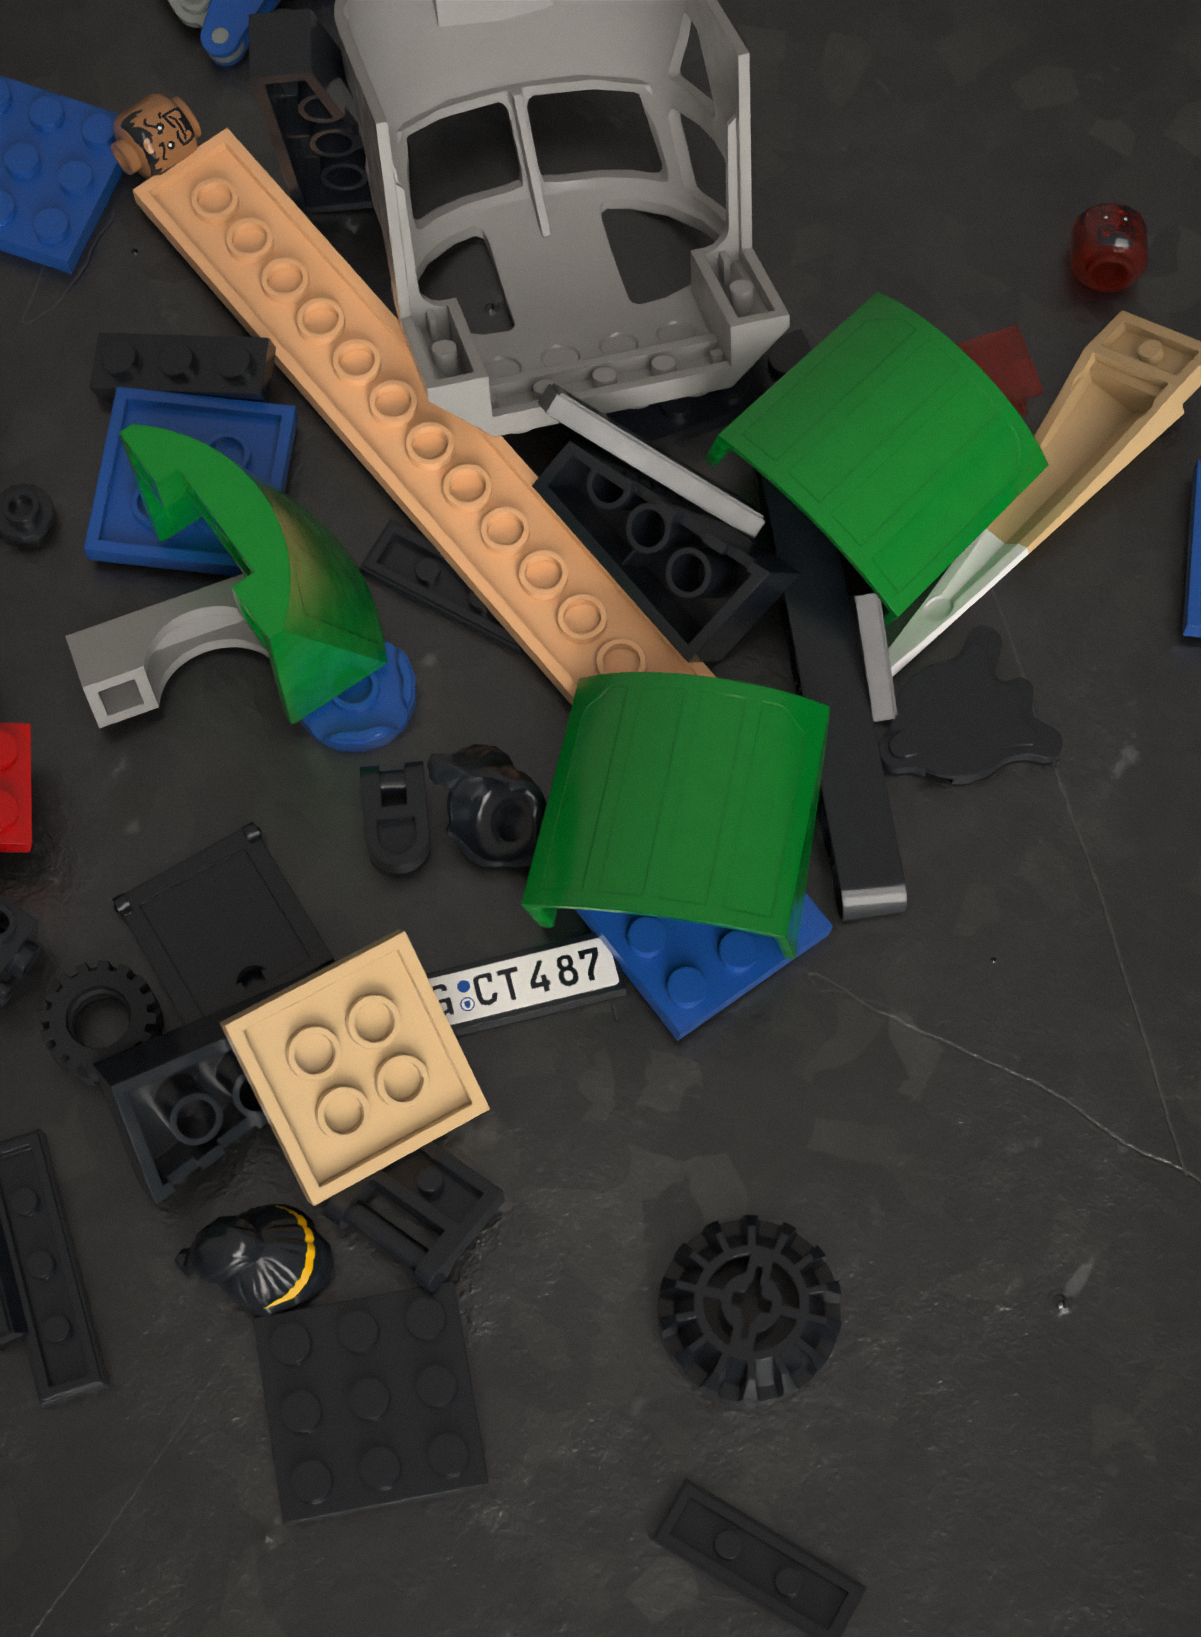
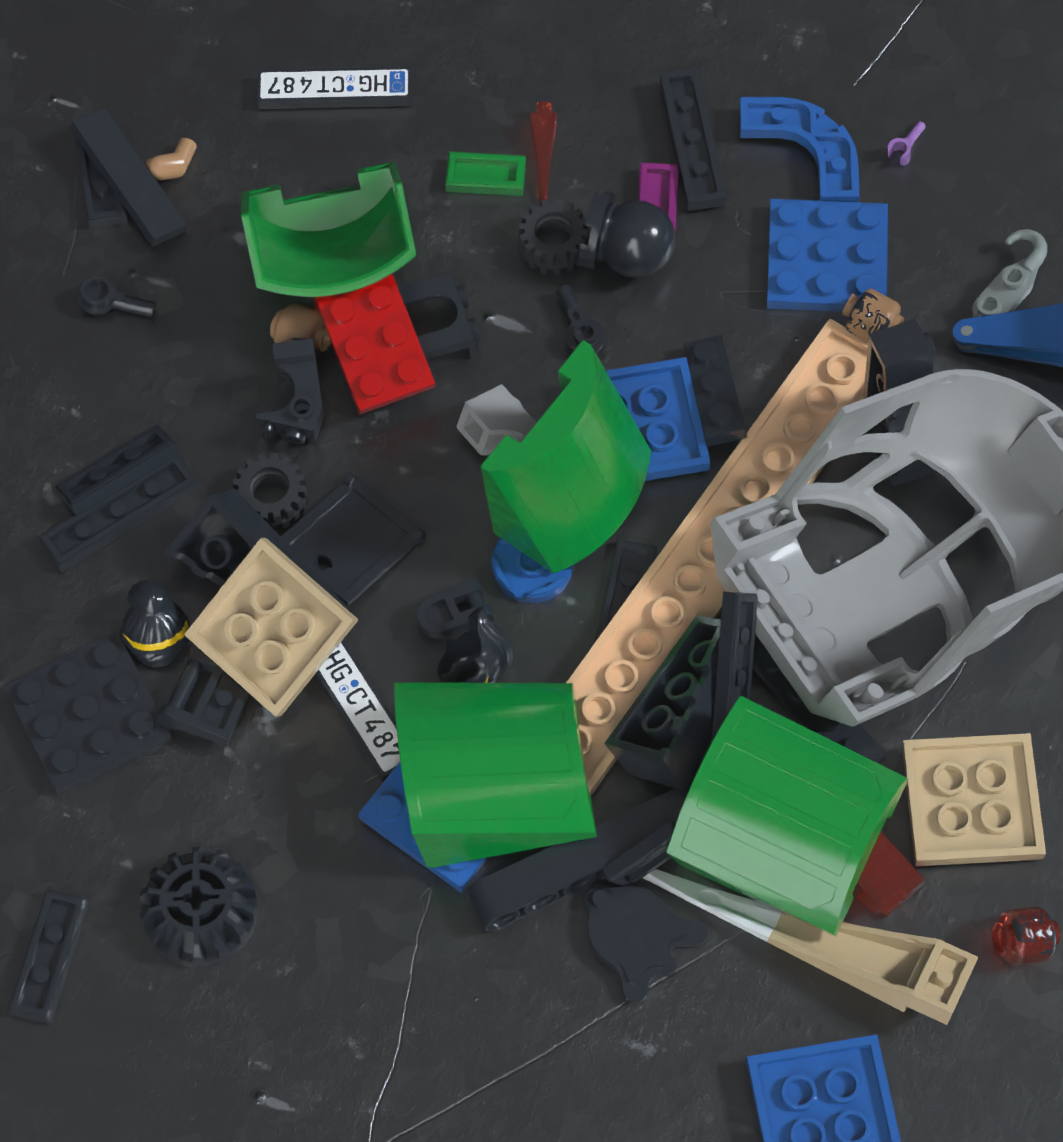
camera: 75 degrees right, 5 degrees down
(901, 235) = (973, 800): none -> tan plate

